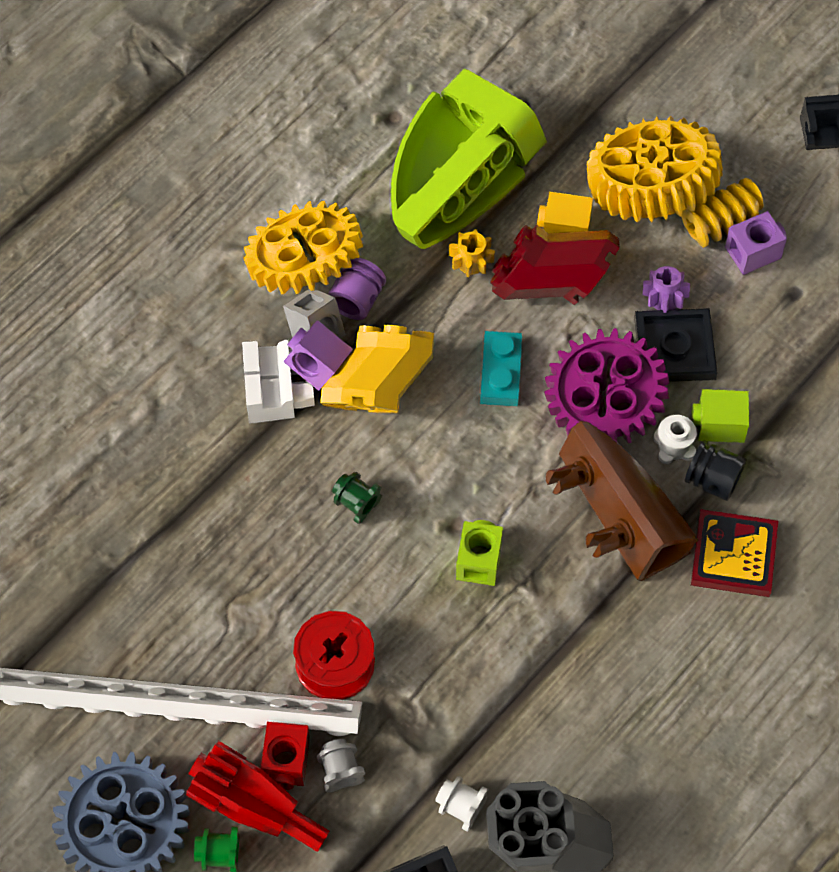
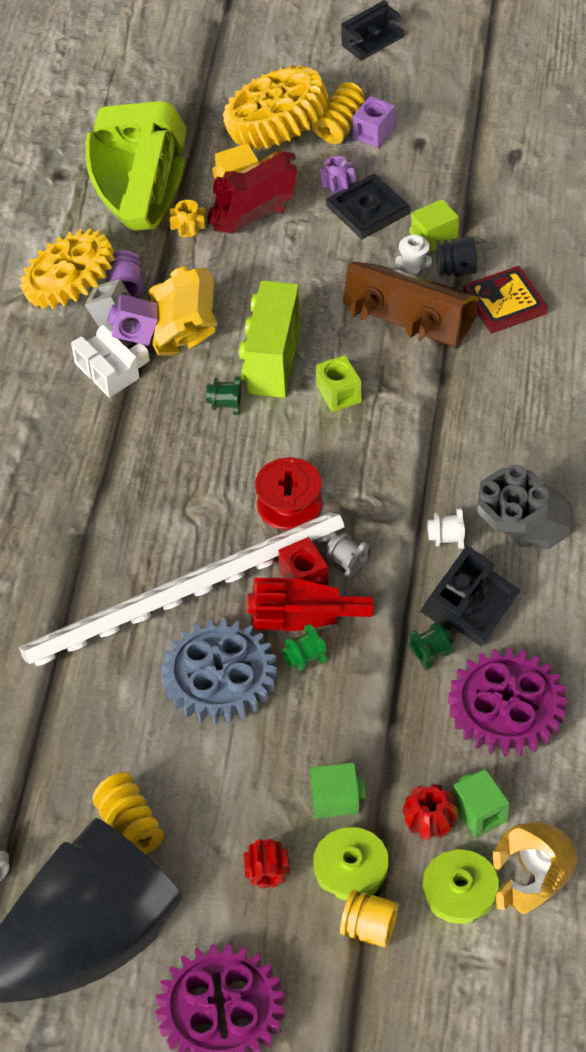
camera: 30 degrees left, 10 degrees down
(442, 460) = (271, 339): none -> lime brick
(501, 368) = (256, 267): teal plate -> none
(642, 389) = (325, 257): magenta gear -> none

